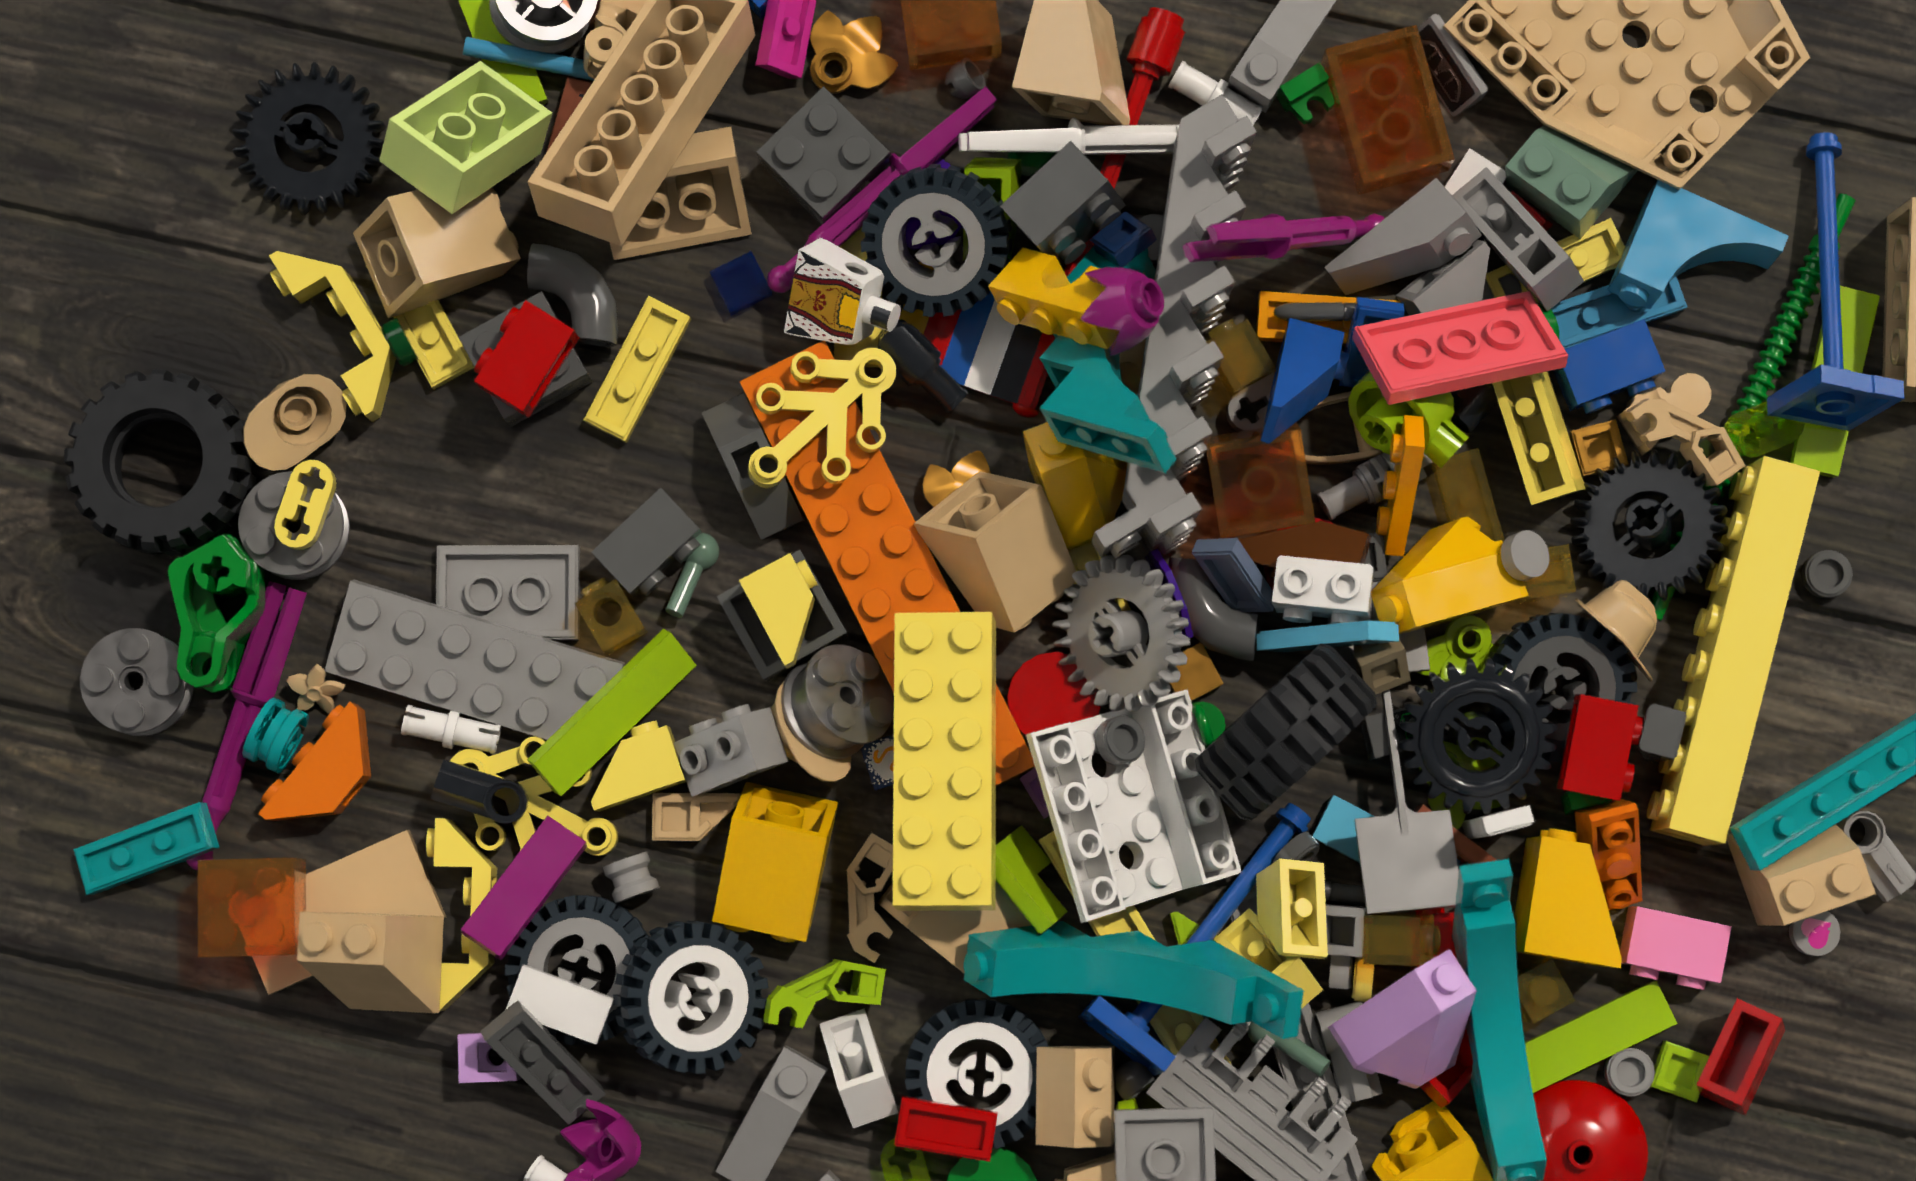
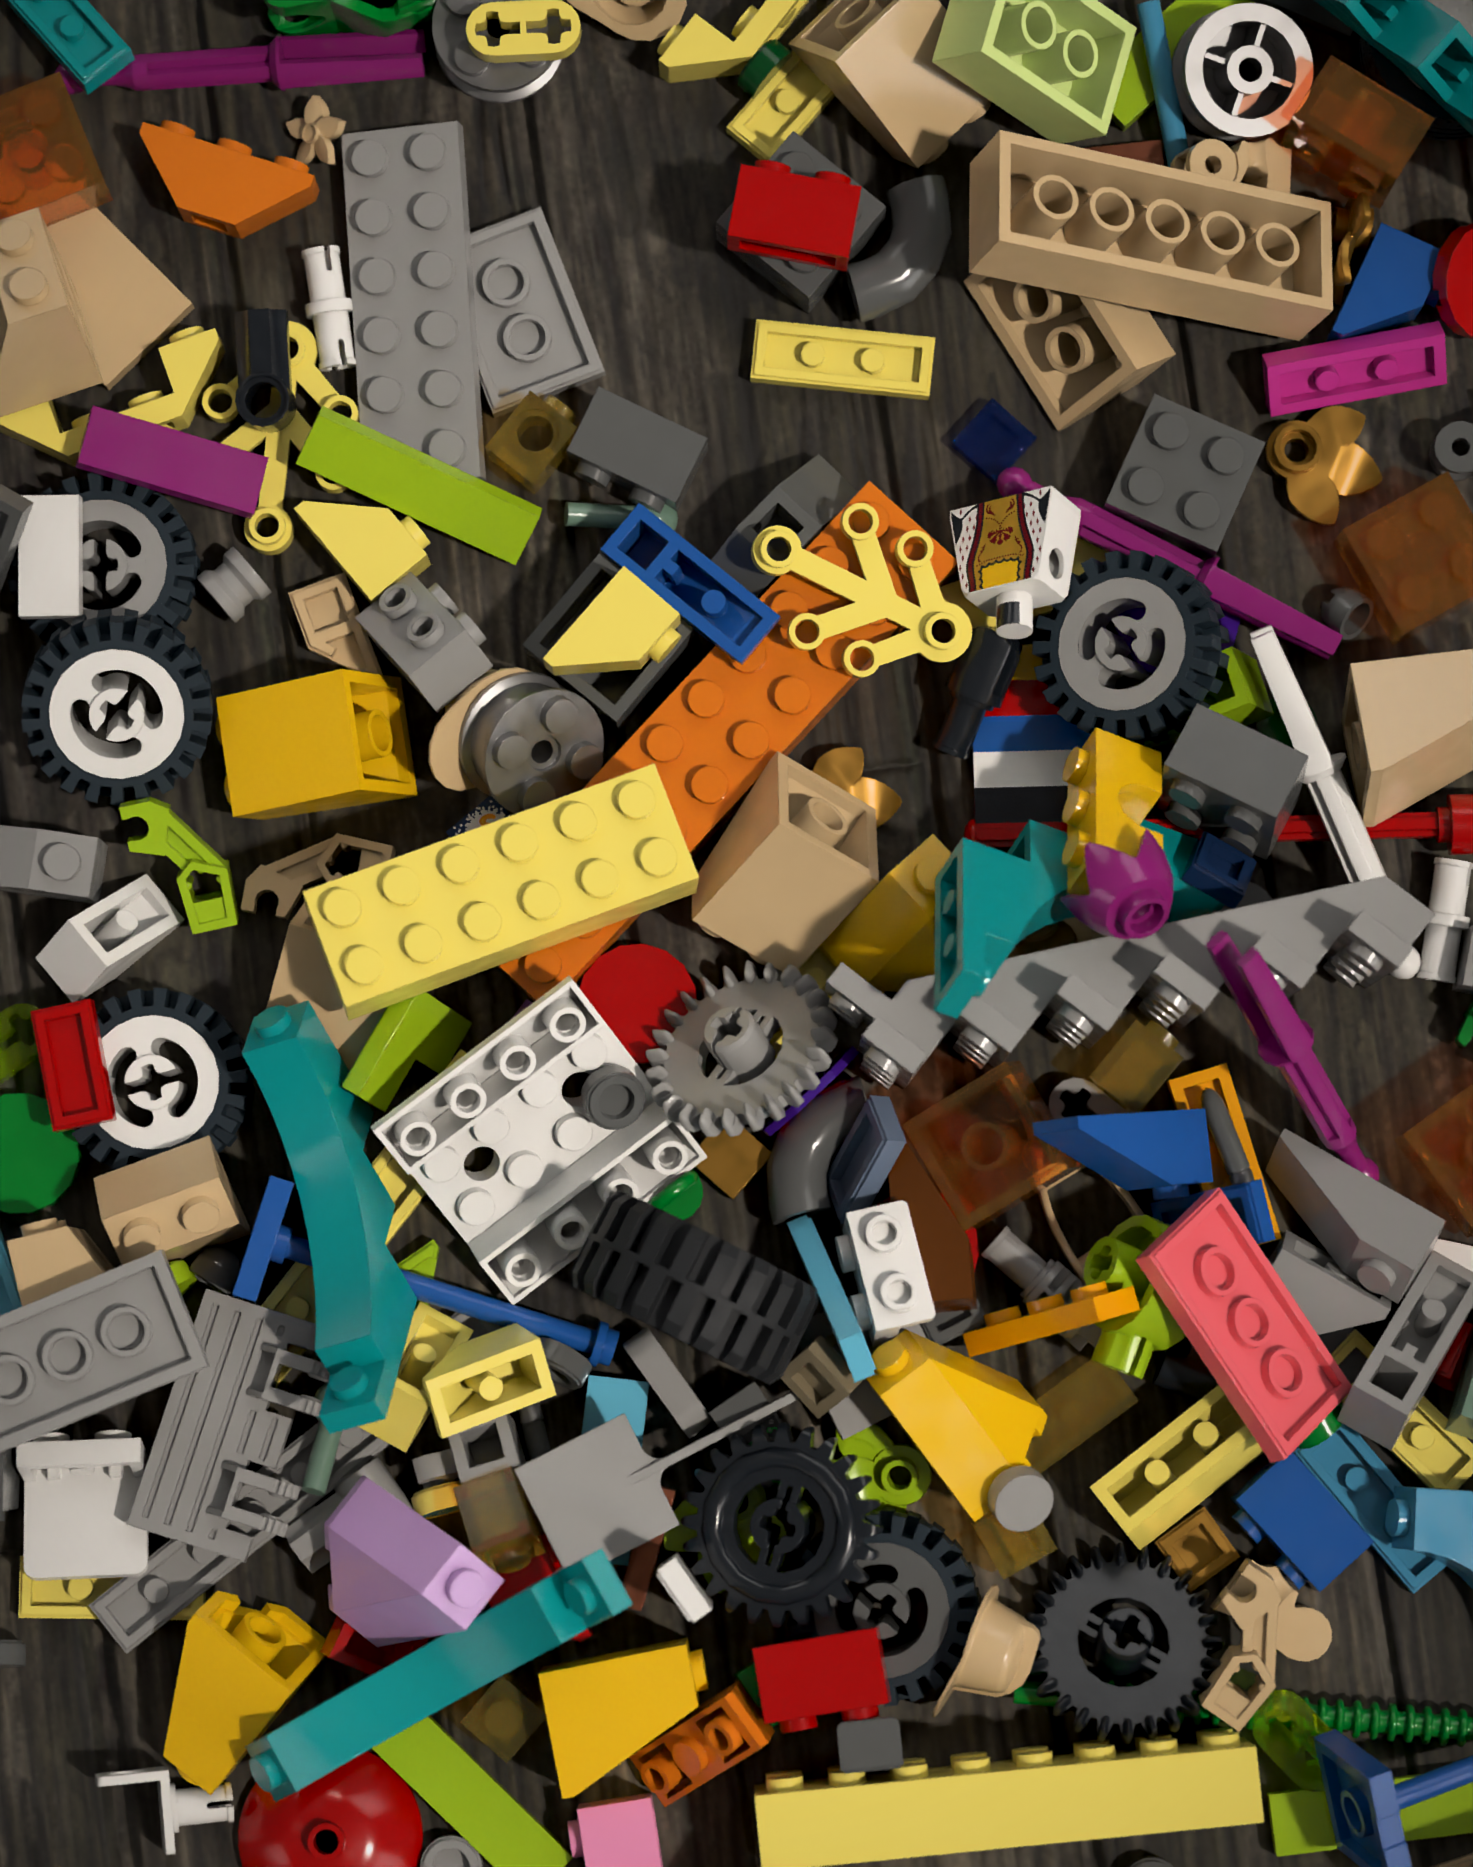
camera: 70 degrees right, 0 degrees up
(275, 735) = (243, 106): teal wheel -> none
(767, 538) = (691, 584): none -> blue slope
(1339, 781) = (668, 1382): none -> light grey beam

